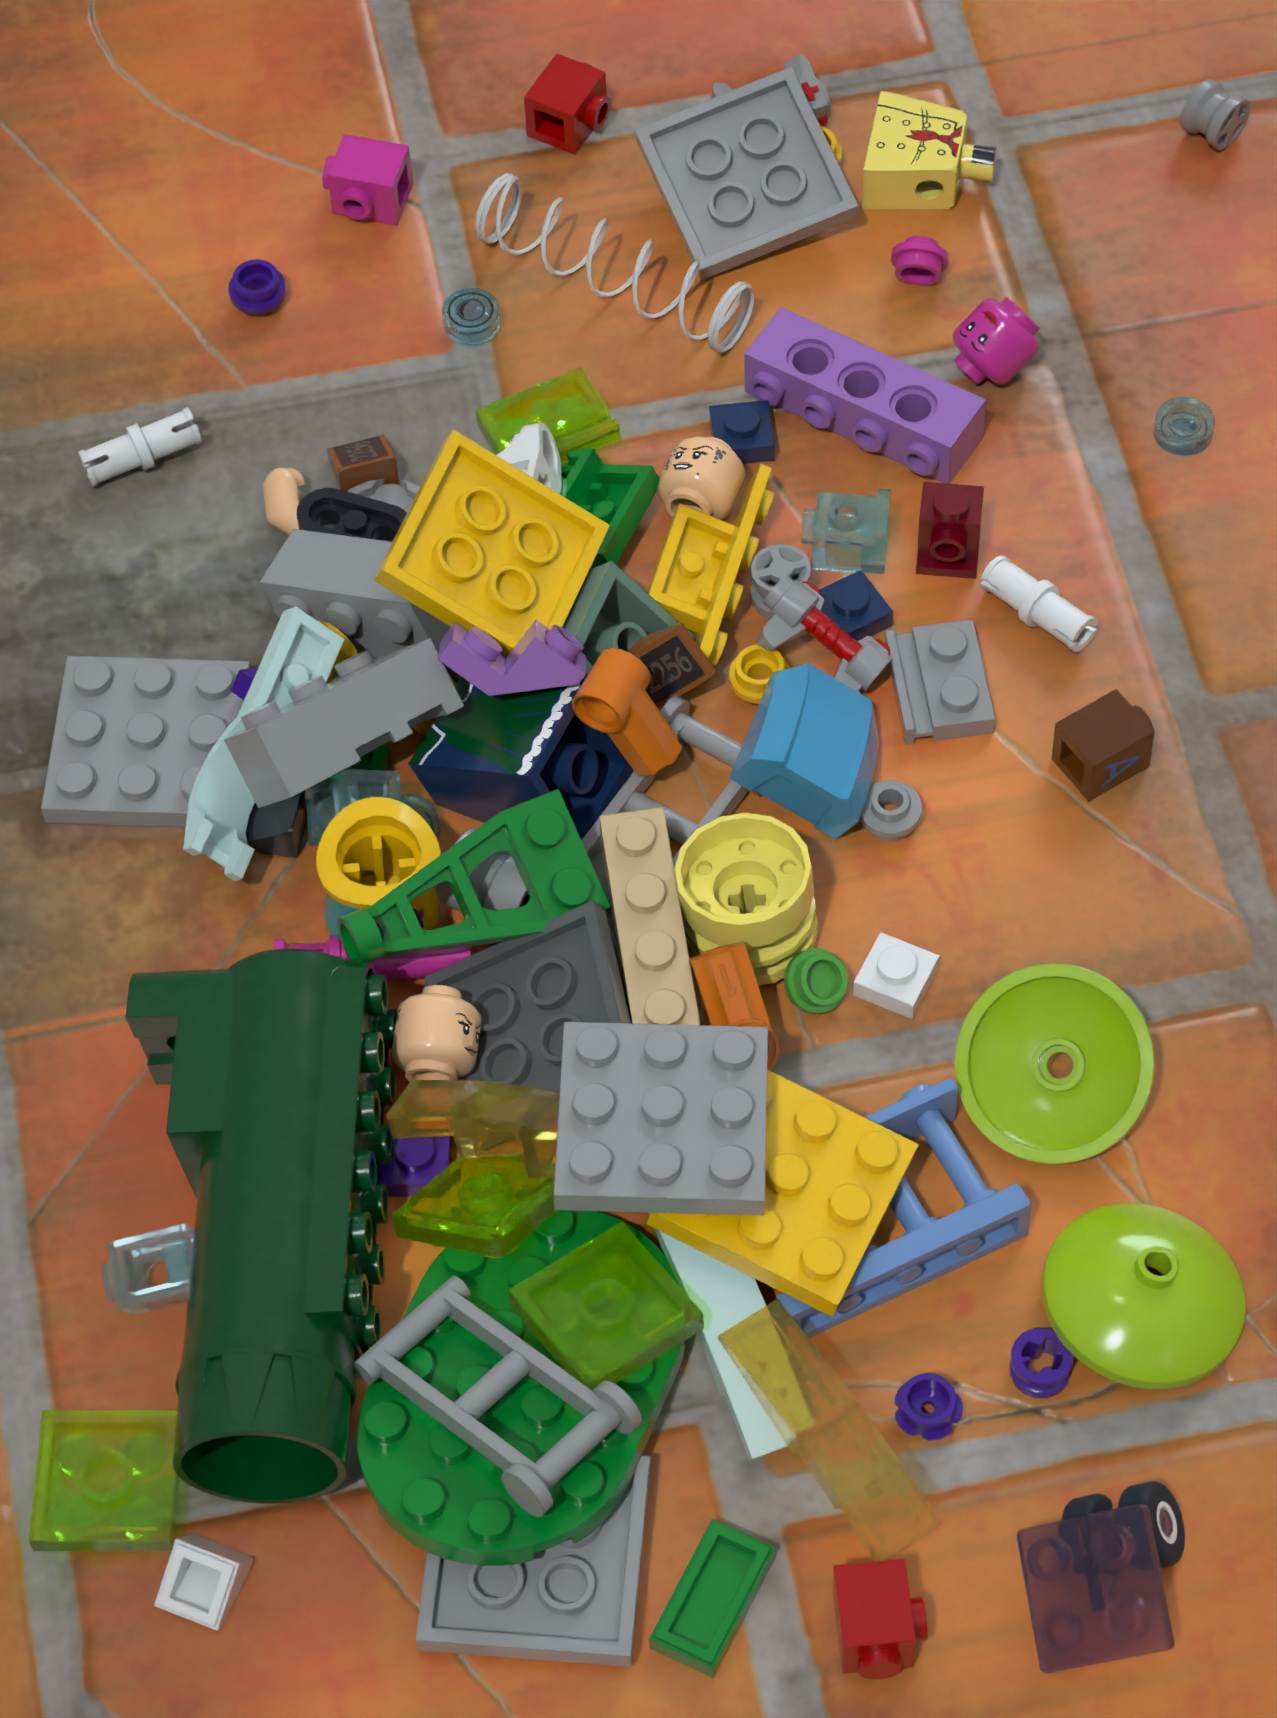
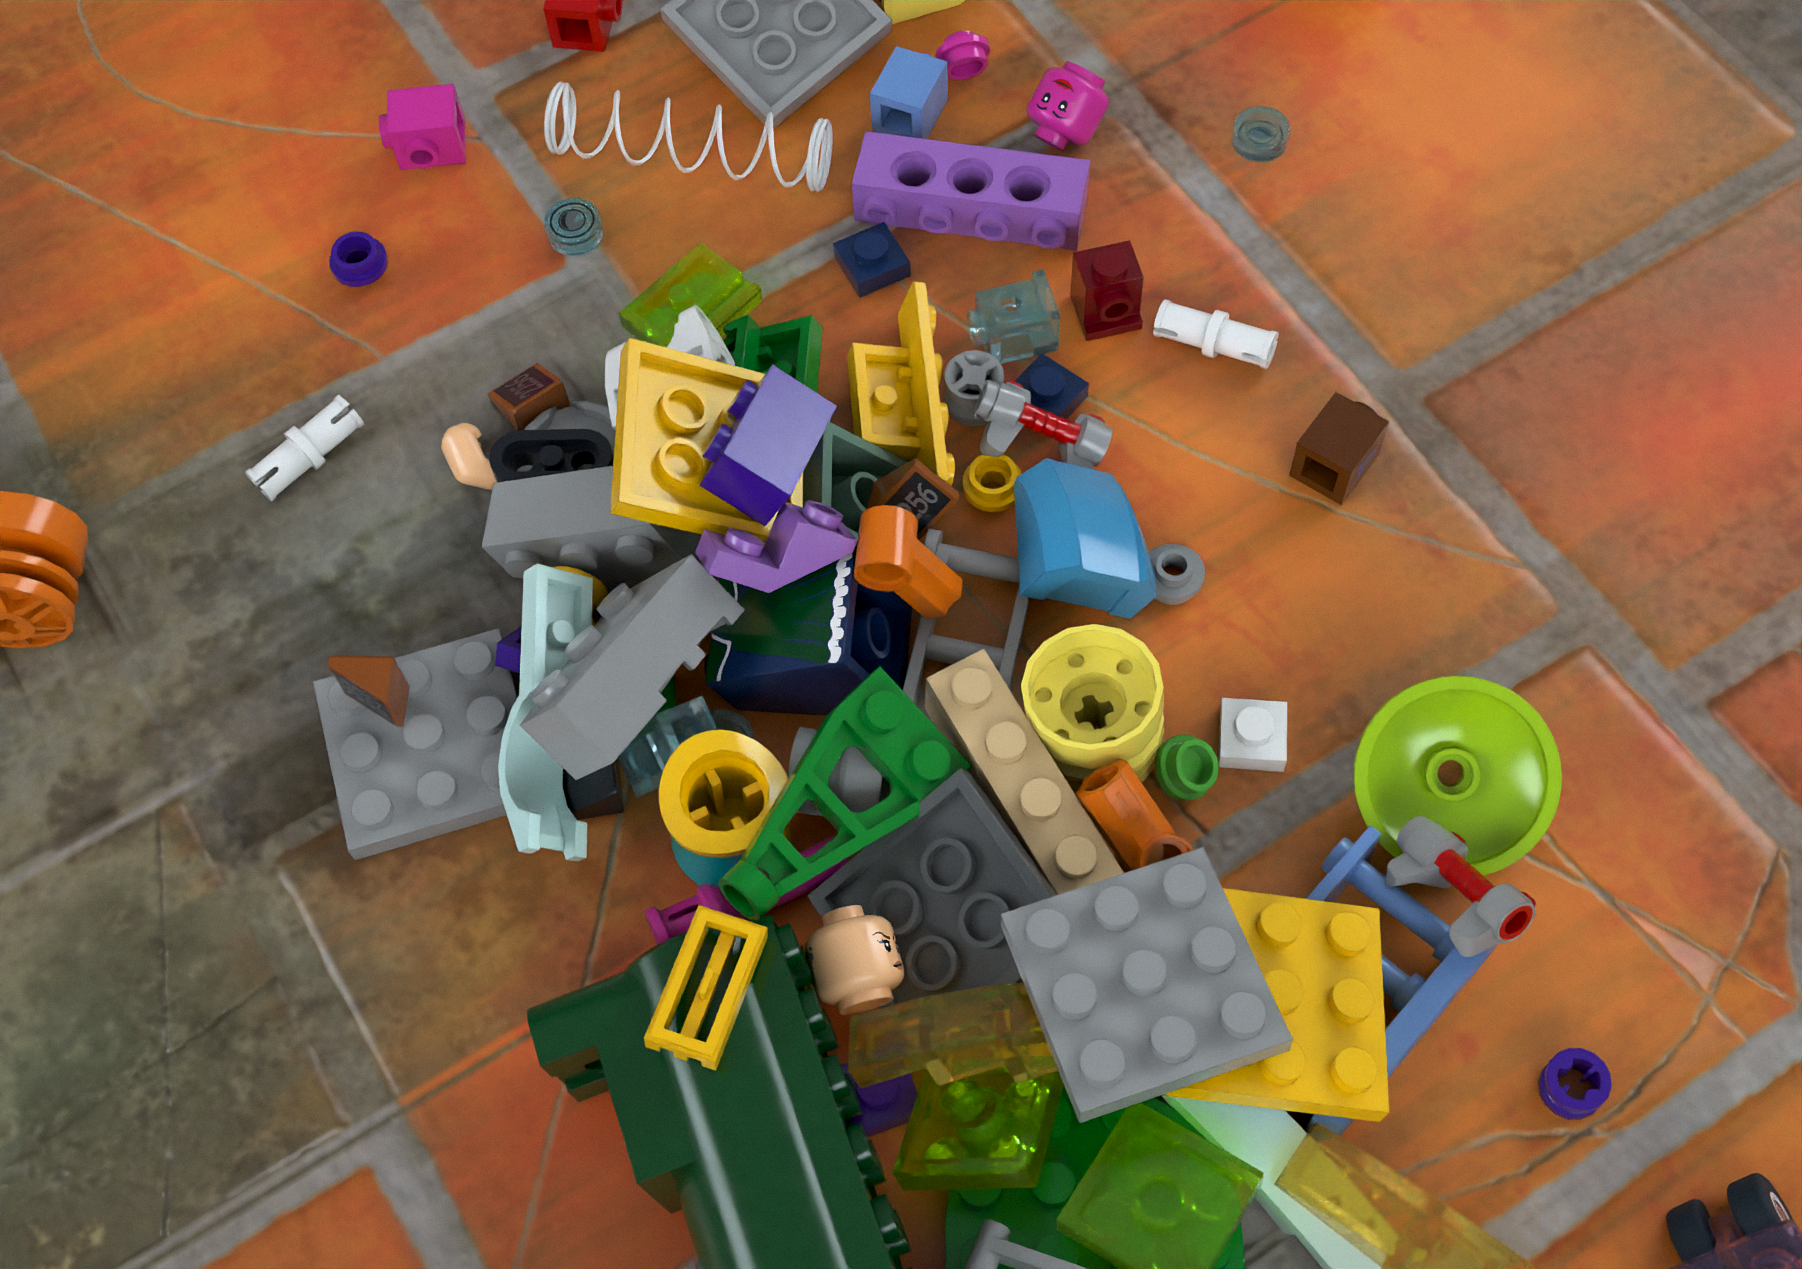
camera: 20 degrees left, 5 degrees up
(116, 669) = (373, 683): none -> dark orange slope
(303, 1010) = (686, 1043): none -> yellow tile
(540, 564) = (767, 445): none -> brick
(702, 476) = (859, 310): light nougat head -> none
(846, 285) = (909, 94): none -> medium blue brick
(931, 1390) = (1509, 1163): dark purple plate -> none
(940, 682) = (1160, 436): light grey plate -> none
(1002, 1128) = (1438, 860): none -> light grey piece
(1136, 1323) = (1621, 1002): lime dish -> none

